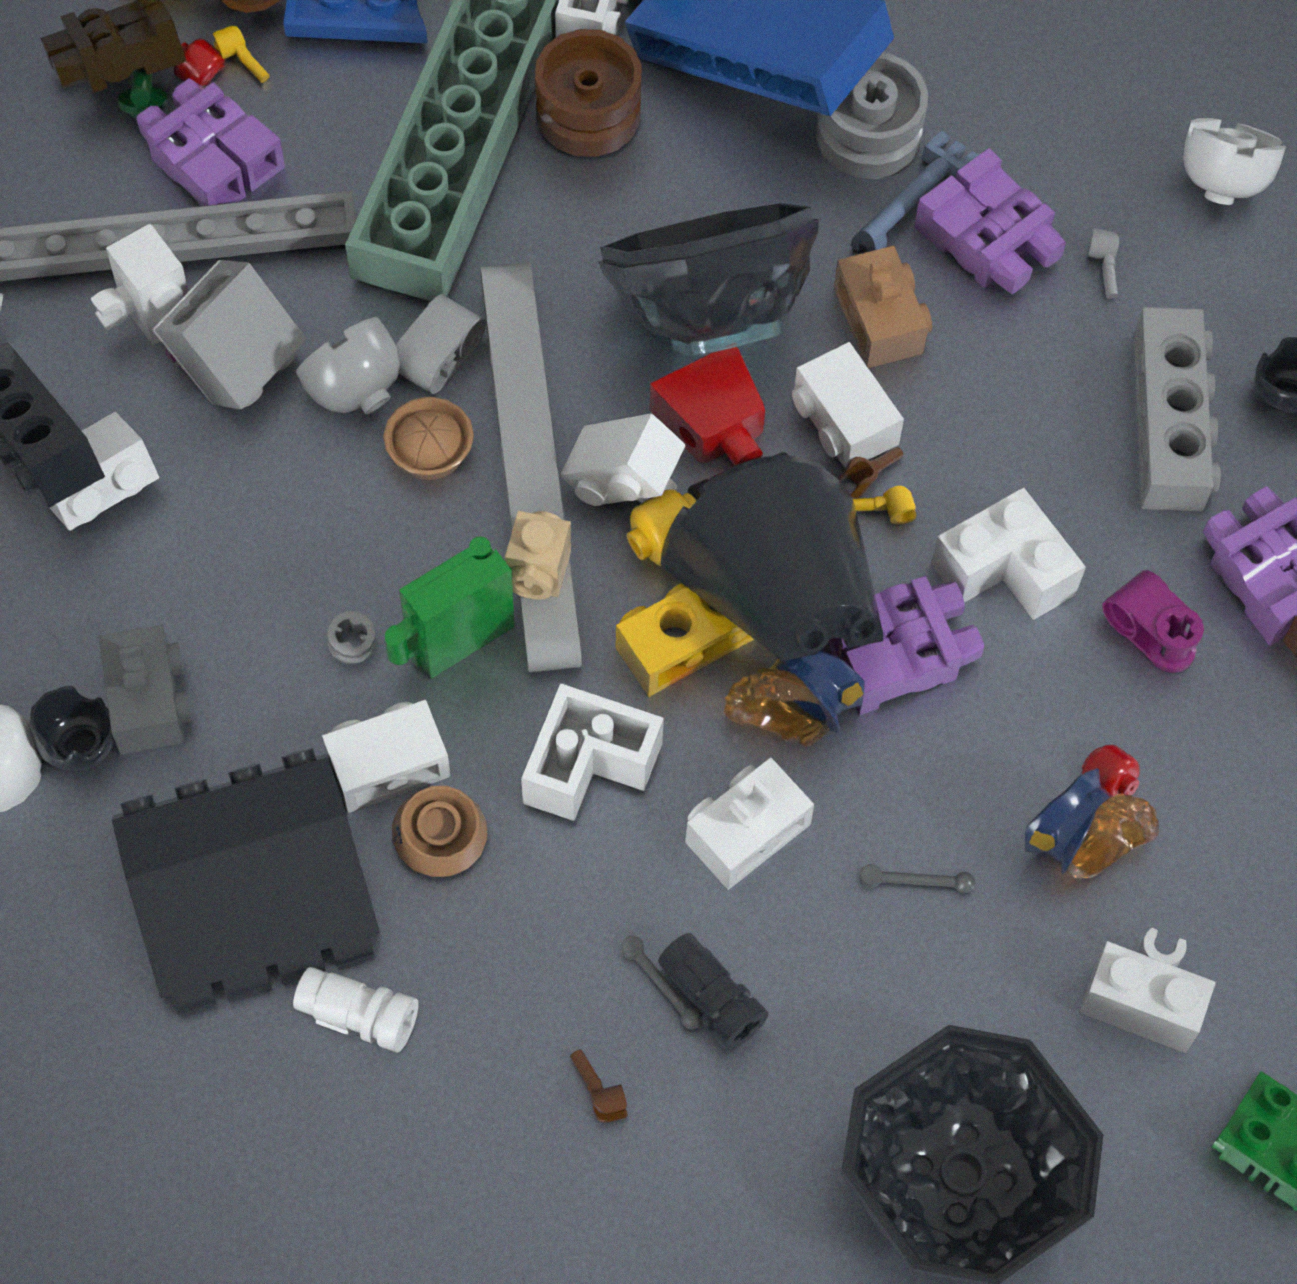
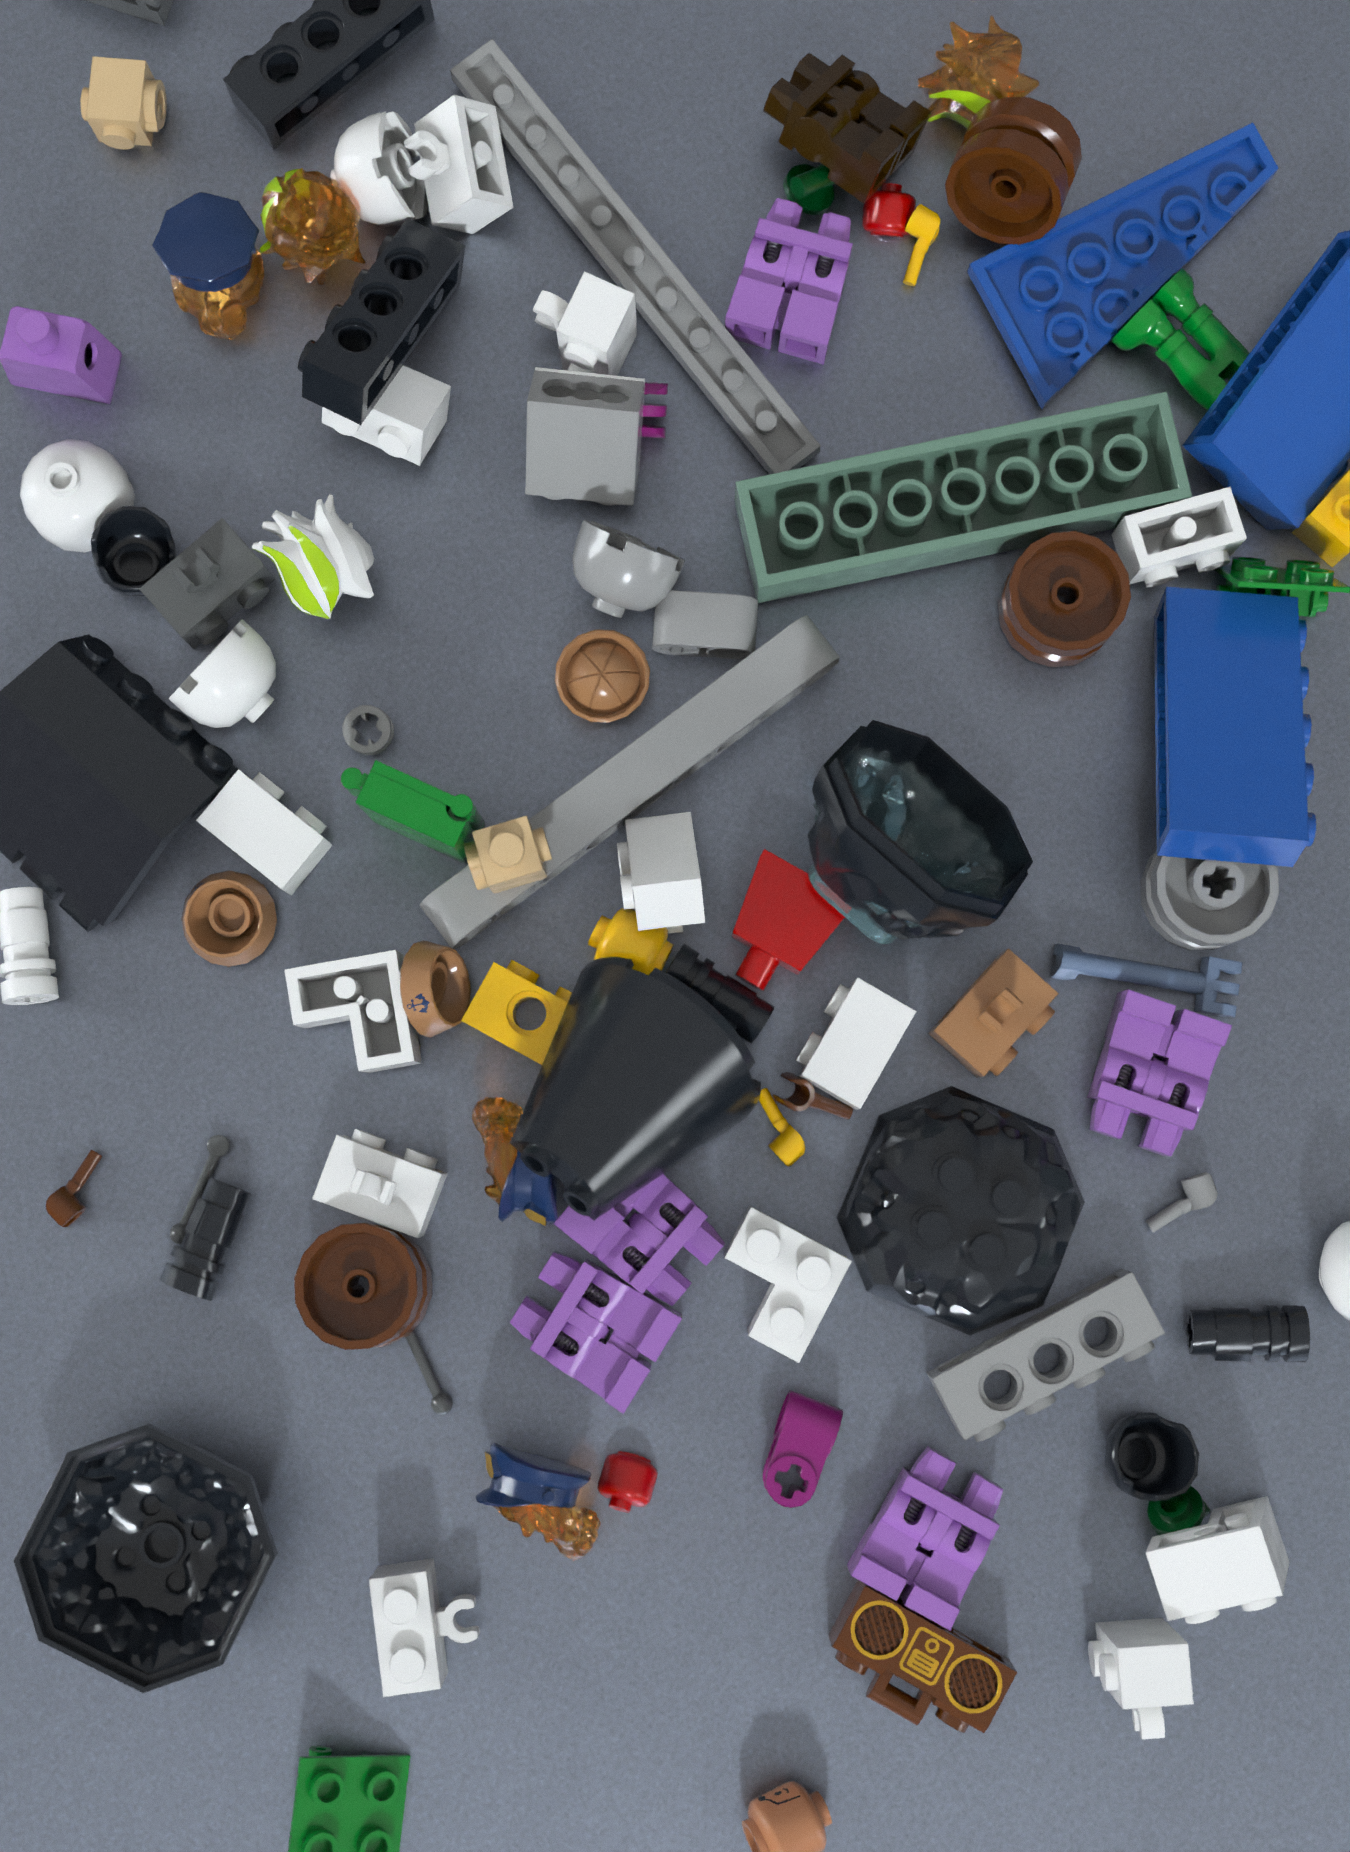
camera: 65 degrees right, 20 degrees up
(187, 583) = (318, 558): none -> white hair
(237, 709) = (230, 681): none -> white cylinder
(608, 681) = (434, 987): none -> medium nougat hat
(852, 852) = (333, 1300): none -> reddish brown wheel
(971, 718) = (608, 1367): none -> medium lavender hips
(1024, 409) = (960, 1210): none -> black rock
(1231, 271) = (1245, 1333): none -> black axle

